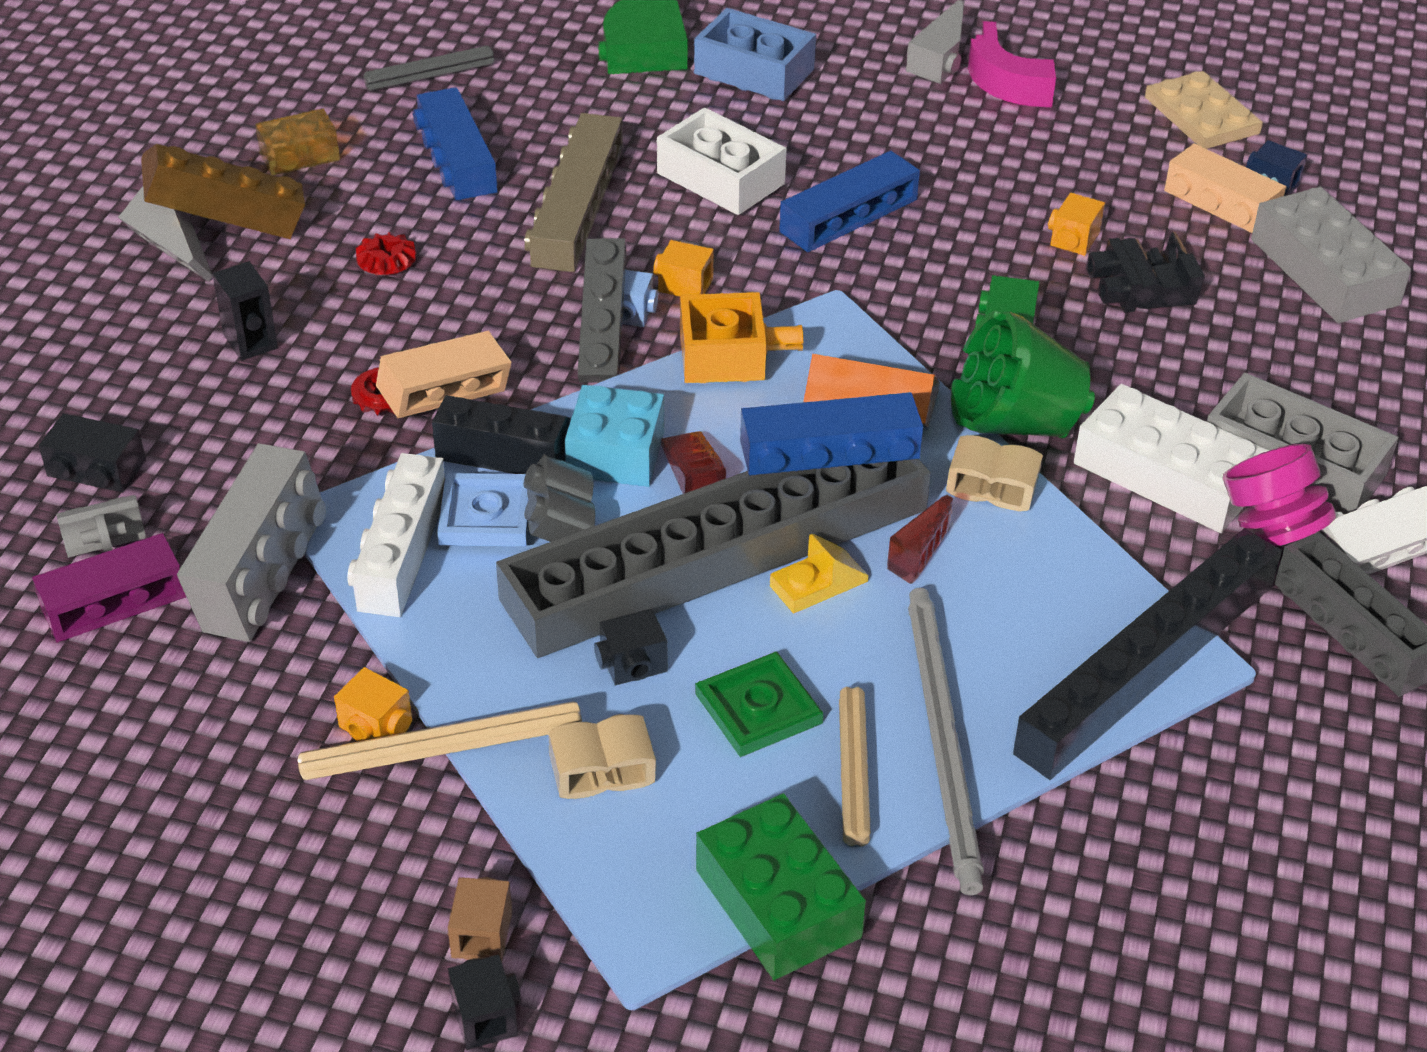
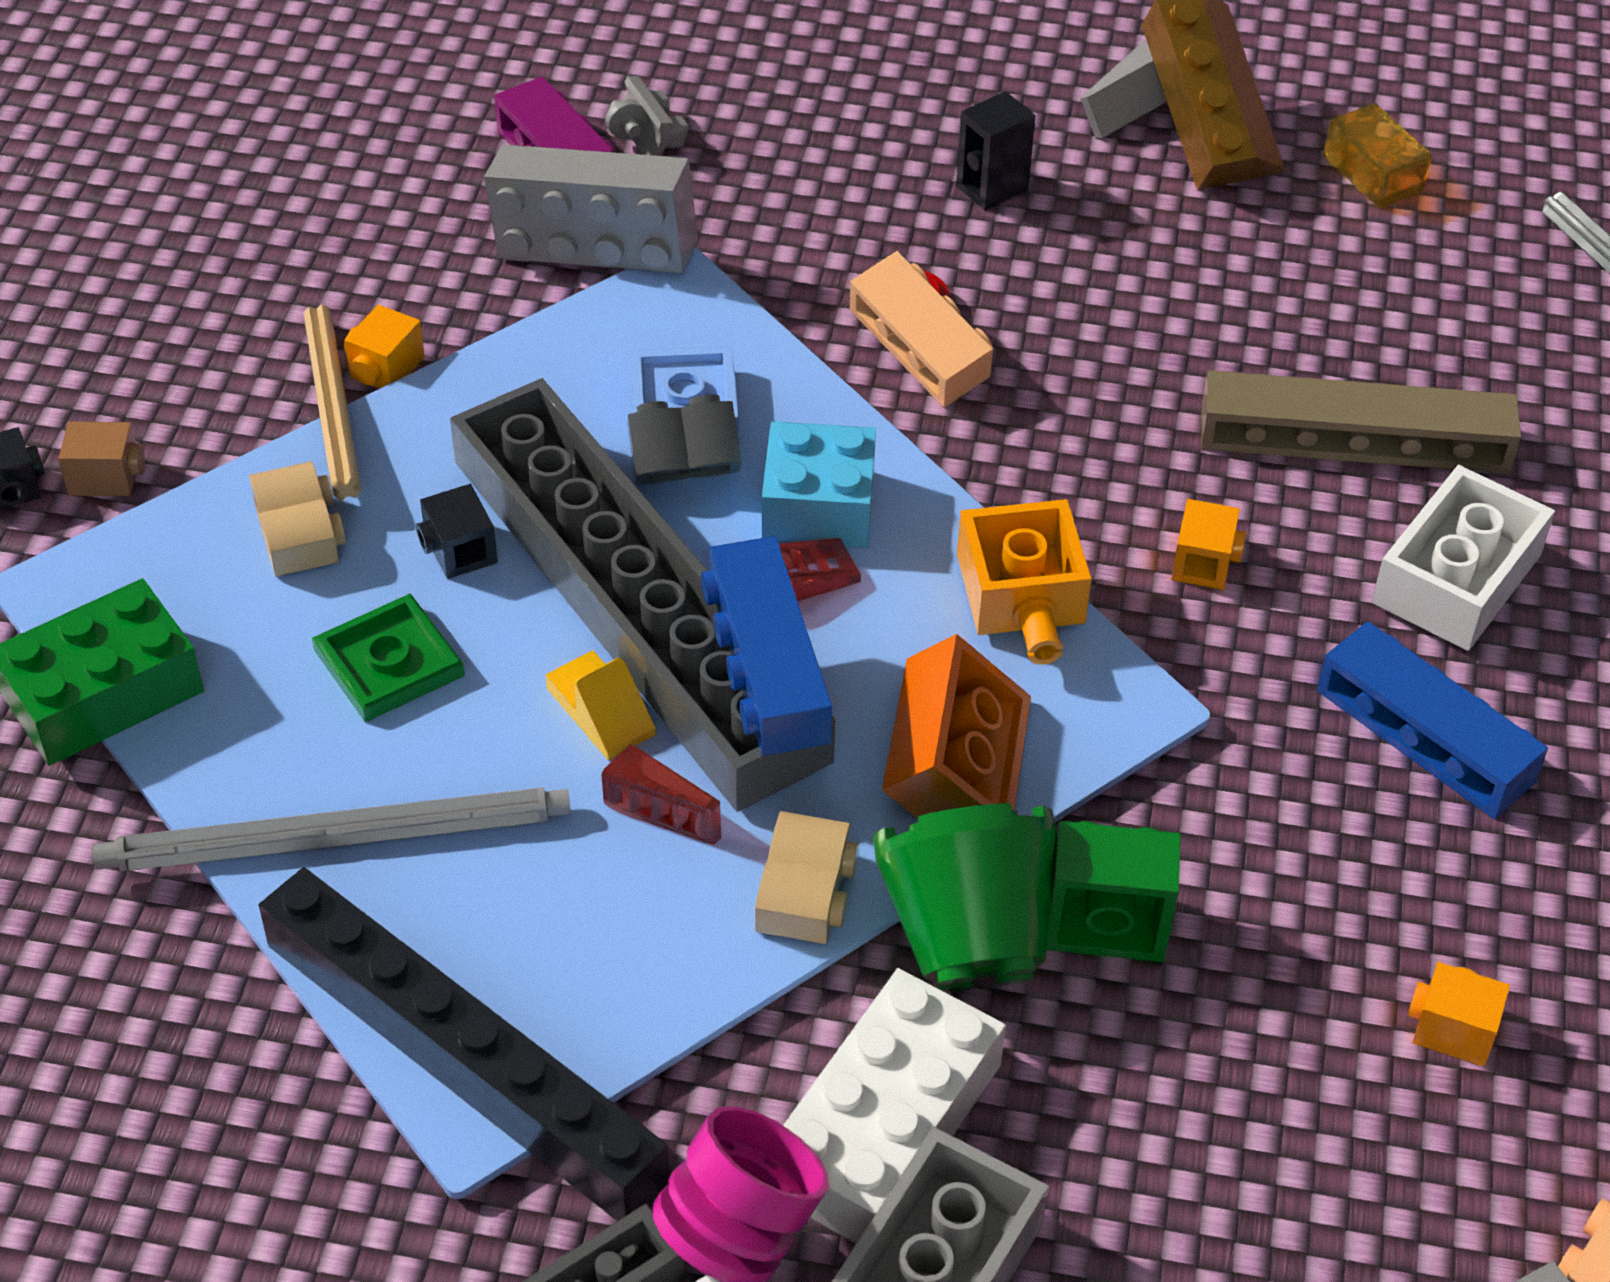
camera: 85 degrees right, 5 degrees up
(92, 452) = (755, 93): black brick -> none
(373, 259) = (1175, 279): red gear -> none
(398, 535) = (615, 317): white brick -> none
(455, 144) = (1427, 295): blue brick -> none
(496, 435) = (822, 373): black slope -> none
(602, 309) = (1072, 453): dark grey plate -> none
(638, 298) = (1128, 488): light blue brick -> none
(854, 767) = (285, 744): tan axle -> none
(1146, 277) = (1333, 1087): black hips -> none

